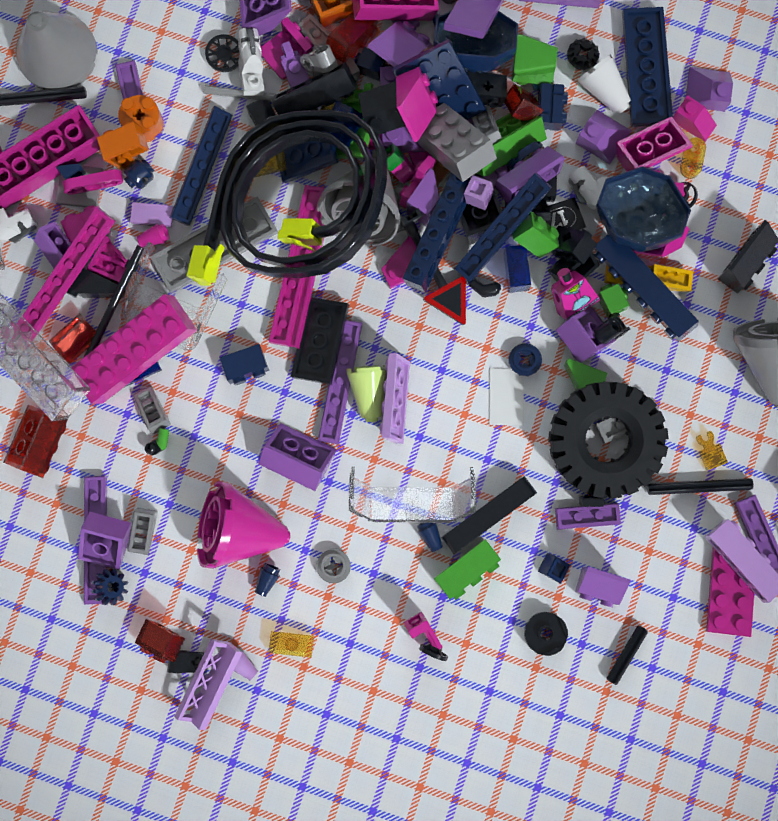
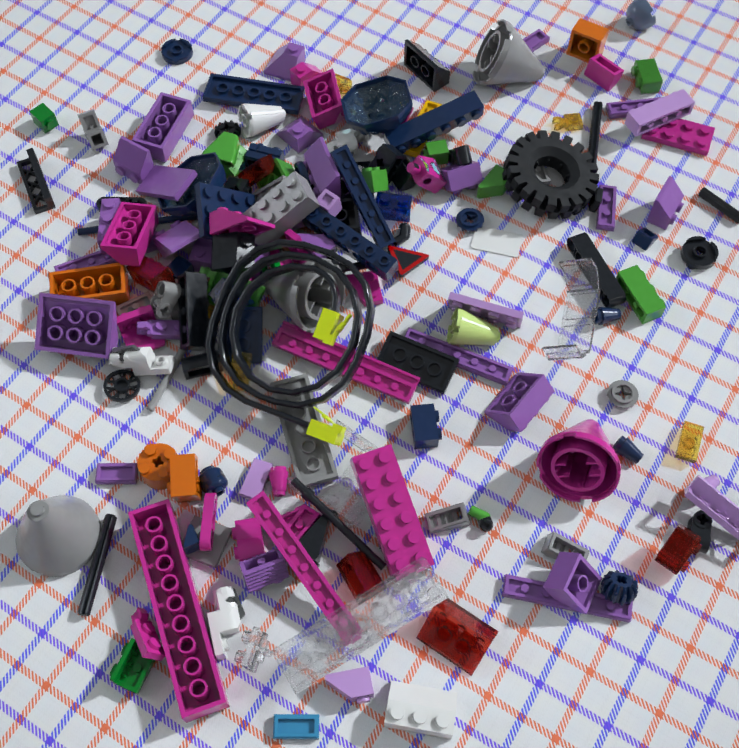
camera: 80 degrees left, 20 degrees down
(201, 166) = (224, 426): dark blue tile -> none
(419, 624) = (689, 331): dark pink piece -> none

